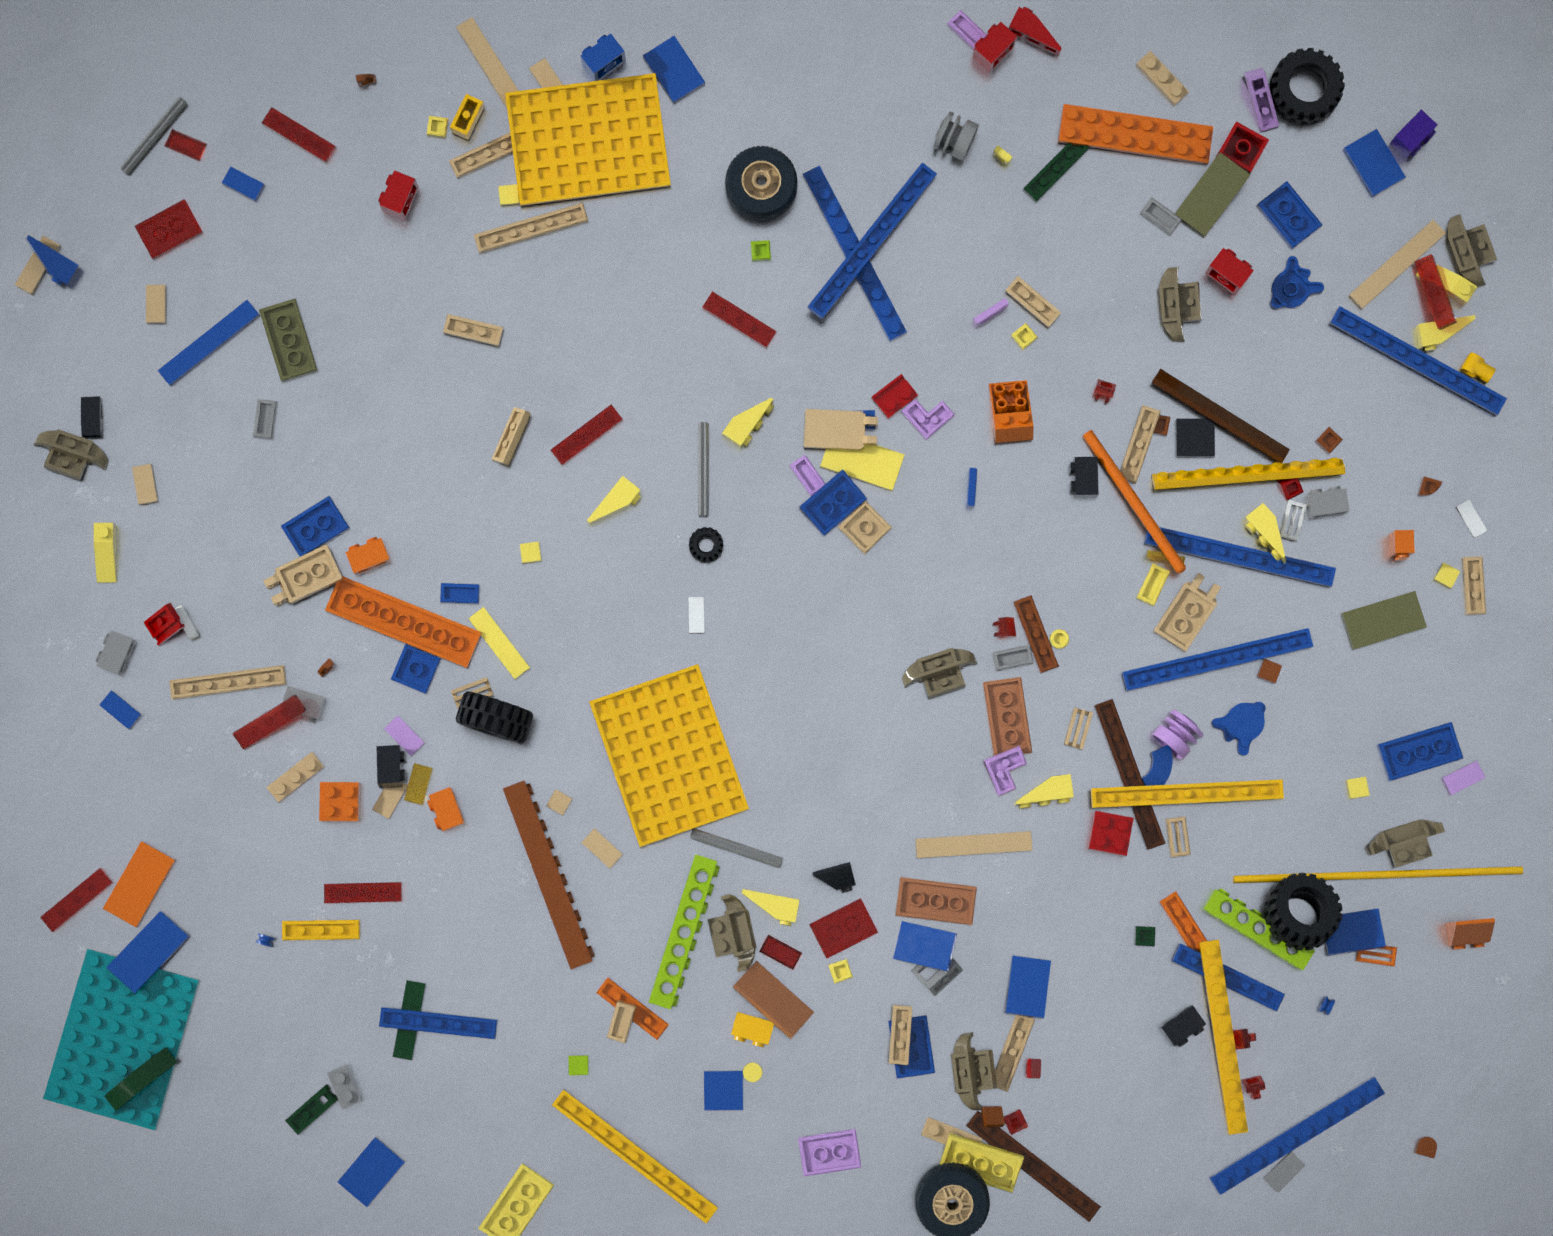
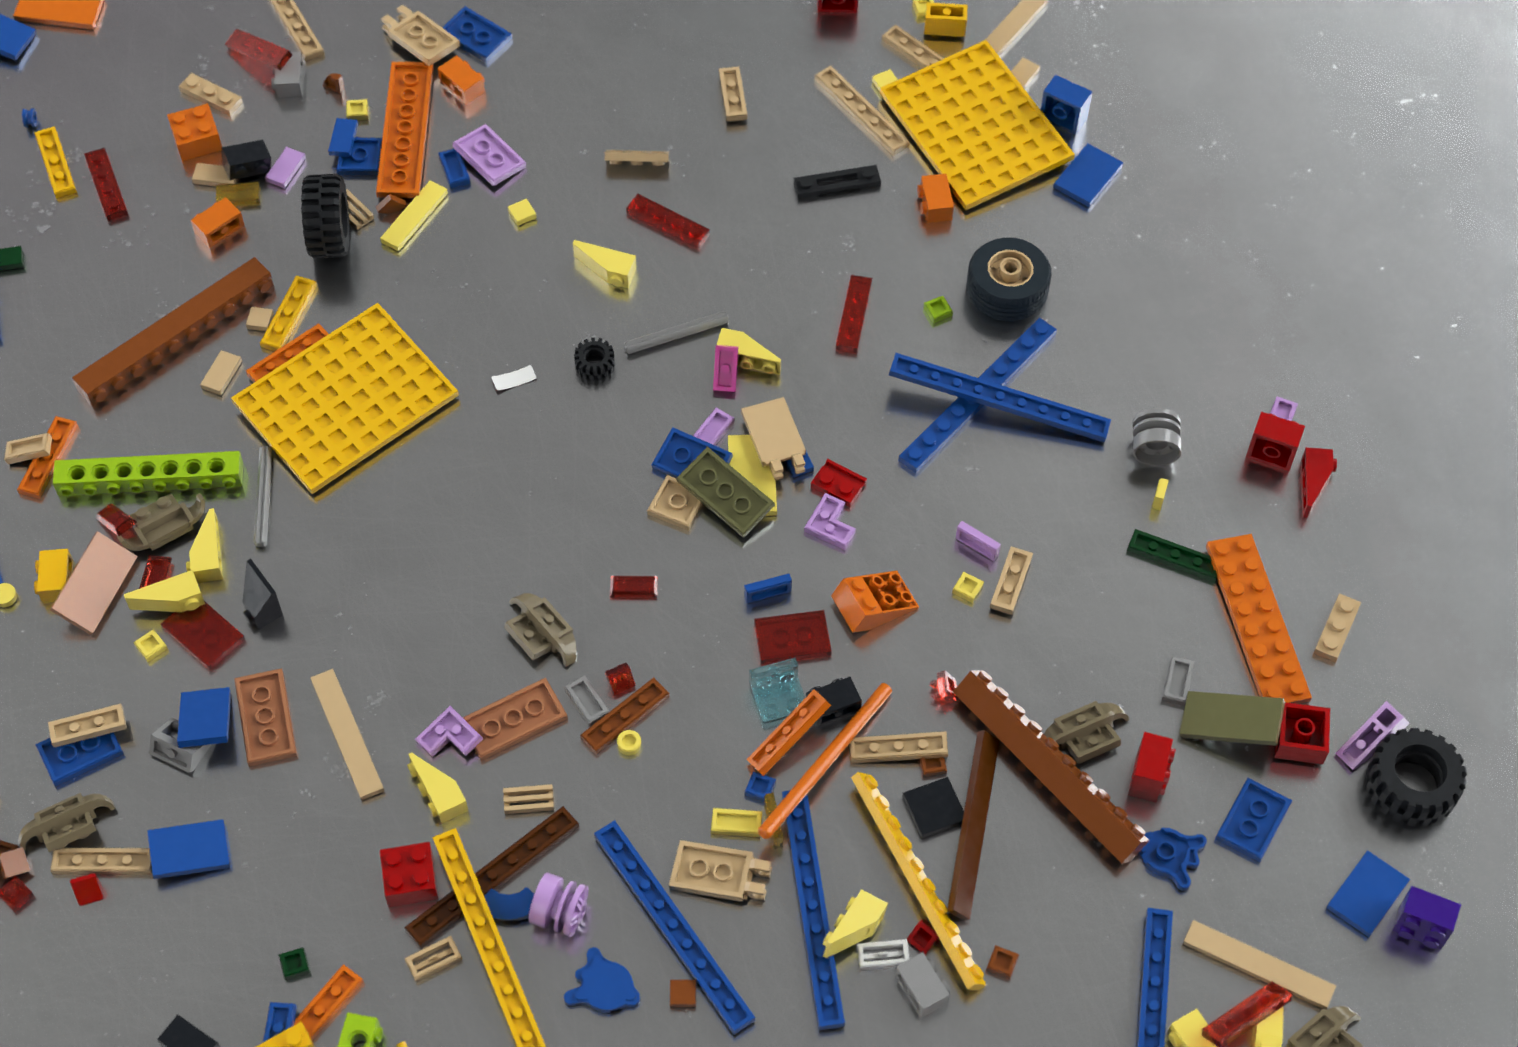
camera: 70 degrees right, 25 degrees down
(362, 656) = (357, 109): none -> light yellow tile
(395, 677) = (343, 137): none -> blue tile
(459, 559) = (489, 154): none -> lavender tile
(481, 659) = (390, 204): none -> dark orange tile
(562, 777) = (288, 313): none -> yellow tile
(605, 253) = (807, 185): none -> black container
(608, 788) = (286, 352): none -> orange plate
(652, 206) = (936, 198): none -> orange brick
(718, 968) = (115, 519): none -> clear red tile
(760, 444) = (725, 368): none -> dark pink plate
(810, 938) = (169, 595): none -> light yellow slope
(875, 487) = (725, 492): none -> olive tile
(927, 588) = (633, 587): none -> clear red tile
(1017, 485) = (792, 636): none -> clear red tile
(1063, 514) = (776, 689): none -> clear light blue bracket
(1103, 520) = (788, 732): none -> orange plate
(1131, 556) = (759, 786): none -> blue tile
(1198, 342) = (1051, 766): none -> dark orange brick

